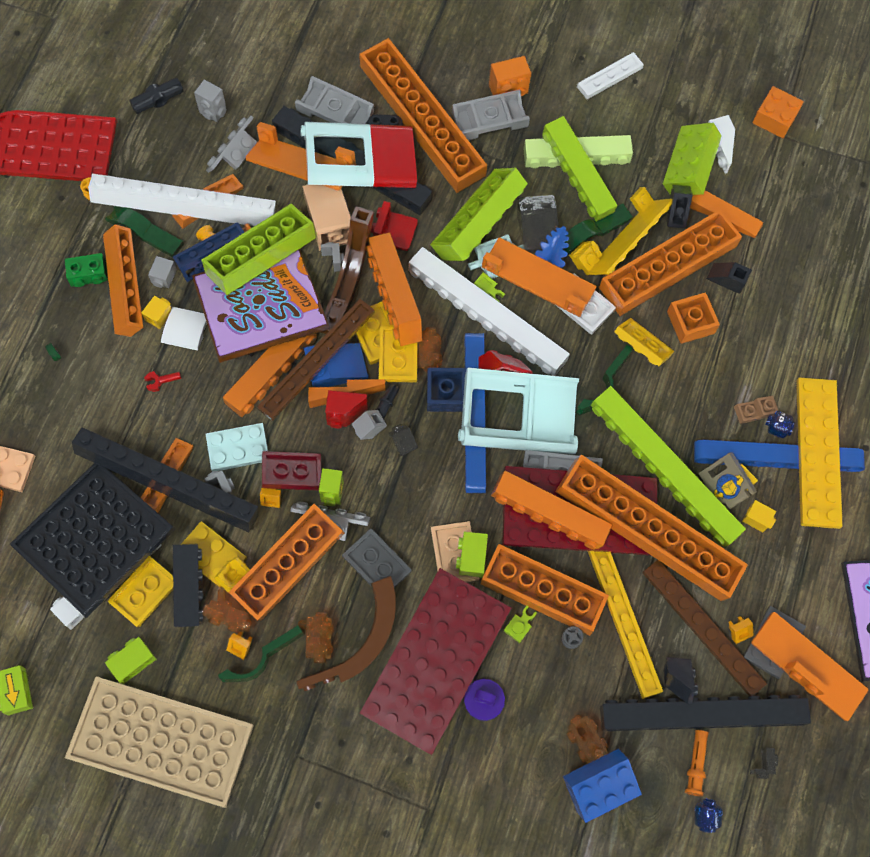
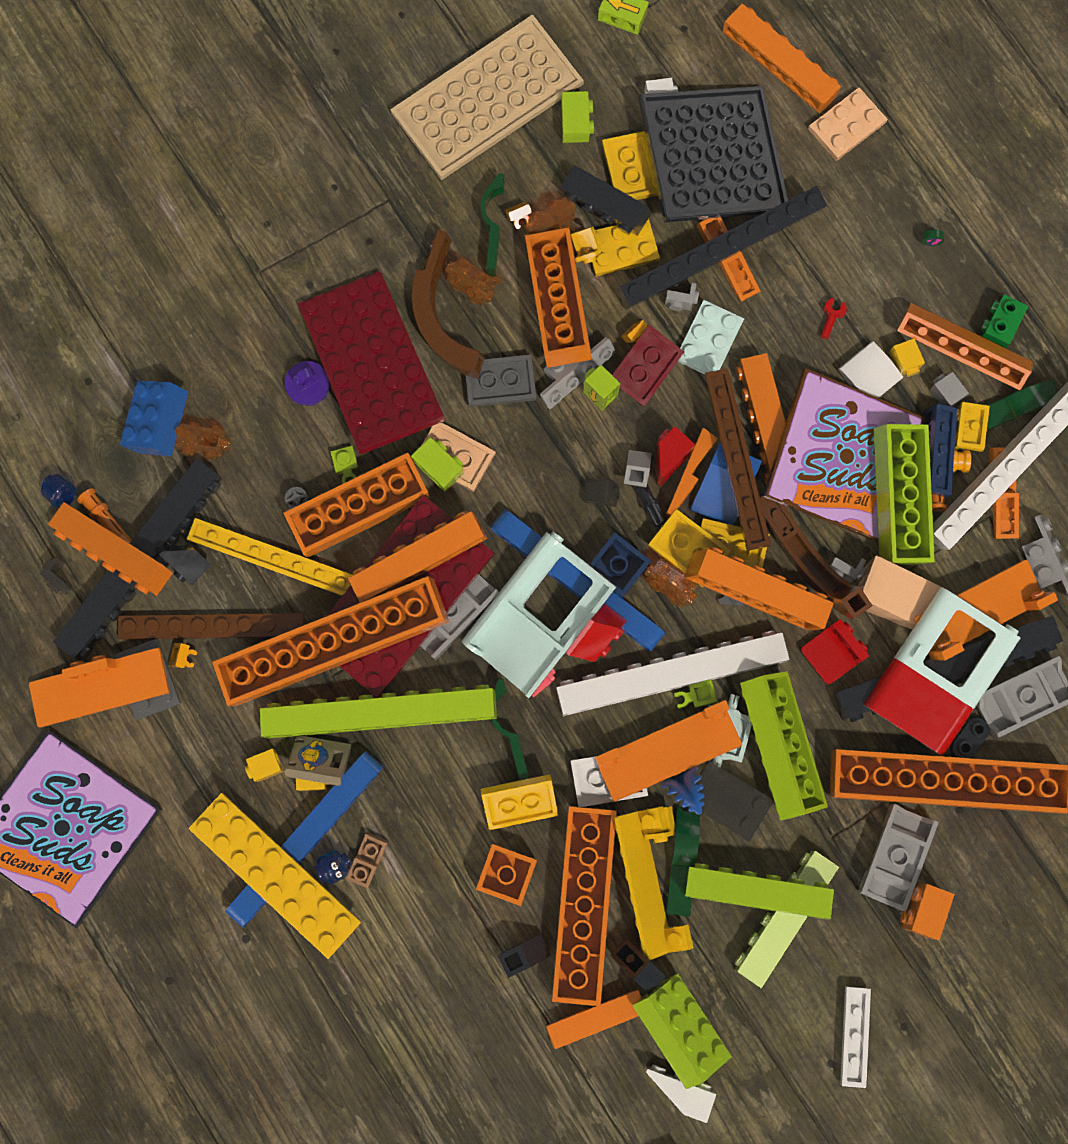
camera: 130 degrees right, 10 degrees up
(177, 241) = (971, 426): none -> yellow bracket
(719, 734) = (109, 548): none -> orange brick

